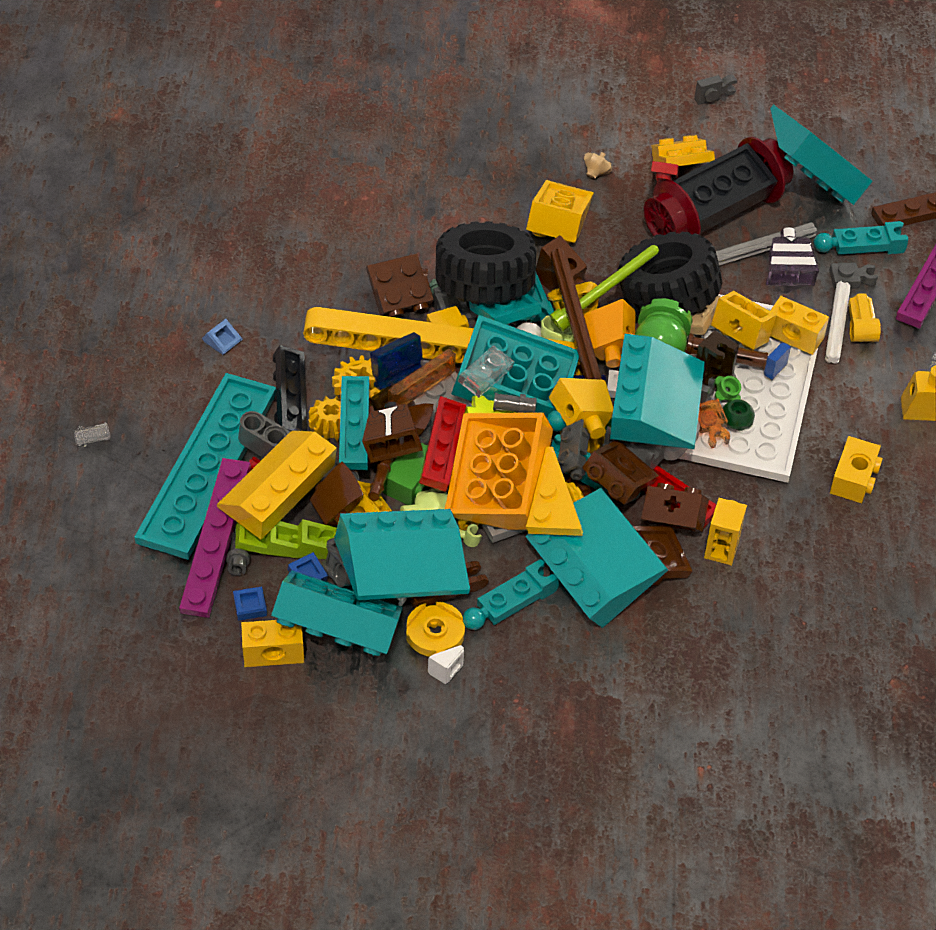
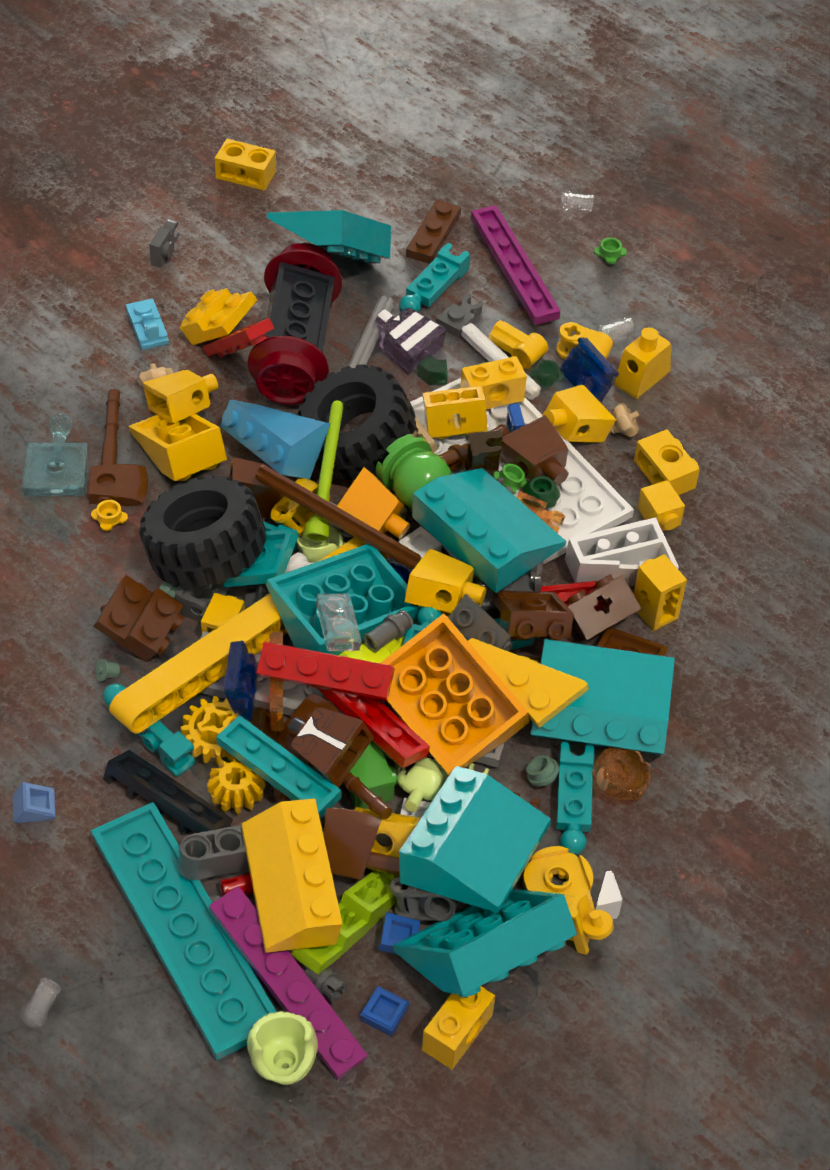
camera: 50 degrees left, 0 degrees up
(164, 562) = (282, 1047): none -> yellowish green piece
(323, 367) = (171, 747): none -> teal plate
(352, 302) = (106, 670): none -> sand green piece
(409, 655) = (587, 921): none -> yellow hips
(443, 392) = (325, 671): none -> red plate
(466, 216) = (109, 514): none -> yellow plate
(473, 159) = (44, 456): none -> clear light blue plate
(497, 205) = (114, 481): none -> reddish brown piece
(511, 566) = (542, 770): none -> sand green plate
(552, 609) = (622, 774): none -> clear orange hair
(595, 183) = (179, 394): none -> yellow torso
(606, 246) = (277, 437): none -> dark azure wedge
(640, 131) = (147, 324): none -> medium azure plate
(730, 481) = (616, 551): none -> white wedge
(767, 386) = (536, 450): none -> reddish brown torso
(782, 288) = (433, 371): none -> clear green piece
(812, 490) = (663, 503): none -> yellow brick
(832, 390) = (579, 415): none -> yellow torso
(836, 78) = (245, 164): none -> yellow brick
(858, 353) = (547, 373): none -> clear green plate
(867, 421) = (625, 421): none -> tan piece
(882, 371) = (589, 368): none -> clear blue plate
(907, 354) = (598, 339): none -> yellow piece

